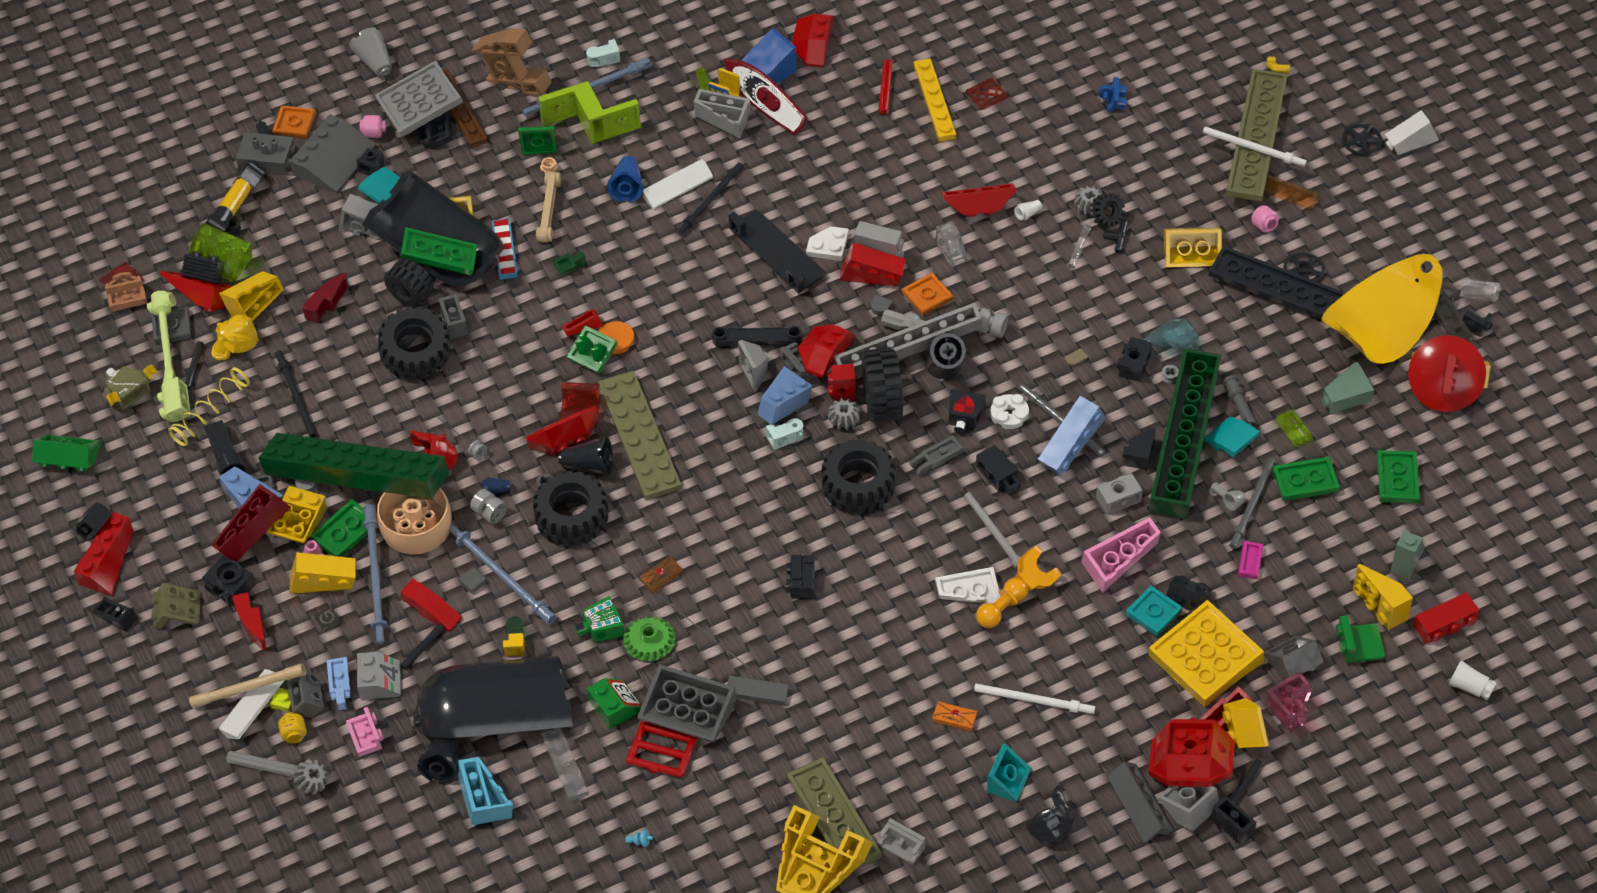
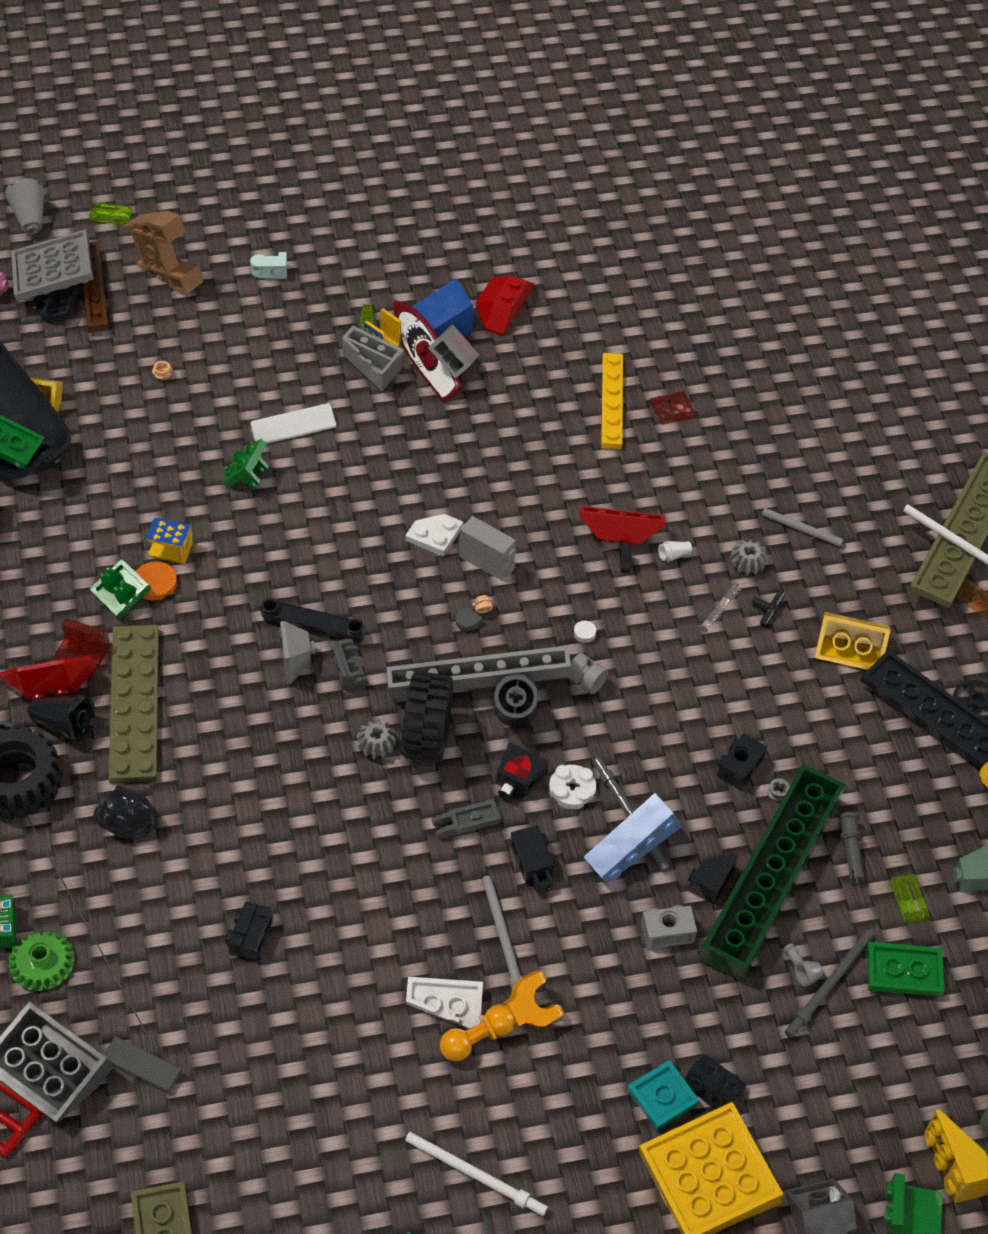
camera: 10 degrees right, 0 degrees up
(441, 41) = (111, 213): none -> clear neon green tile
(507, 261) = (75, 456): tile -> none
(538, 140) = (160, 339): green slope -> none
(545, 232) = (126, 441): tan piece -> none
(568, 264) = (134, 483): dark green plate -> none
(582, 101) = (219, 308): lime bracket -> none
(588, 319) = (131, 554): red slope -> none
(616, 302) = (170, 540): none -> piece
(626, 181) = (236, 406): blue cone -> none
(633, 69) = (294, 288): sand blue bar -> none
(653, 226) = (243, 464): none -> green plate
(660, 574) = (88, 881): clear orange tile -> none
(670, 517) = (126, 814): none -> black head
(690, 220) = (291, 468): black bar -> none
(776, 250) = (373, 526): black bracket -> none
(784, 396) = (312, 700): medium blue wedge -> none
(785, 433) = (300, 745): light aqua leg -> none
(792, 90) = (453, 351): none -> light grey brick
(821, 346) = (380, 650): red wedge -> none
(842, 382) = (386, 702): red brick -> none
(862, 496) = (365, 848): black tyre -> none
(871, 266) = (472, 571): red wedge -> none
(885, 86) = (562, 373): red axle -> none
(889, 290) = (483, 604): none -> light nougat plate
(900, 321) = (481, 643): light grey piece -> none
(927, 294) = (526, 620): orange tile -> none
(951, 243) = (572, 567): clear slope -> none
(954, 716) = (368, 1169): orange tile -> none
(977, 291) = (584, 631): none -> white tile
(990, 225) = (625, 557): none -> black tile
(1076, 357) = (673, 740): dark tan piece -> none
(1098, 212) = (776, 573): black tyre -> none
(1111, 95) = (813, 441): blue hips -> none
(1116, 555) = (640, 1007): bright pink wedge -> none
(1124, 166) = (802, 527): none -> light grey bar
(1174, 334) = (798, 742): clear light blue slope -> none
(1232, 436) = (830, 889): teal slope -> none
(1250, 560) = (805, 1058): dark pink tile -> none
(1265, 219) = (947, 629): bright pink head -> none

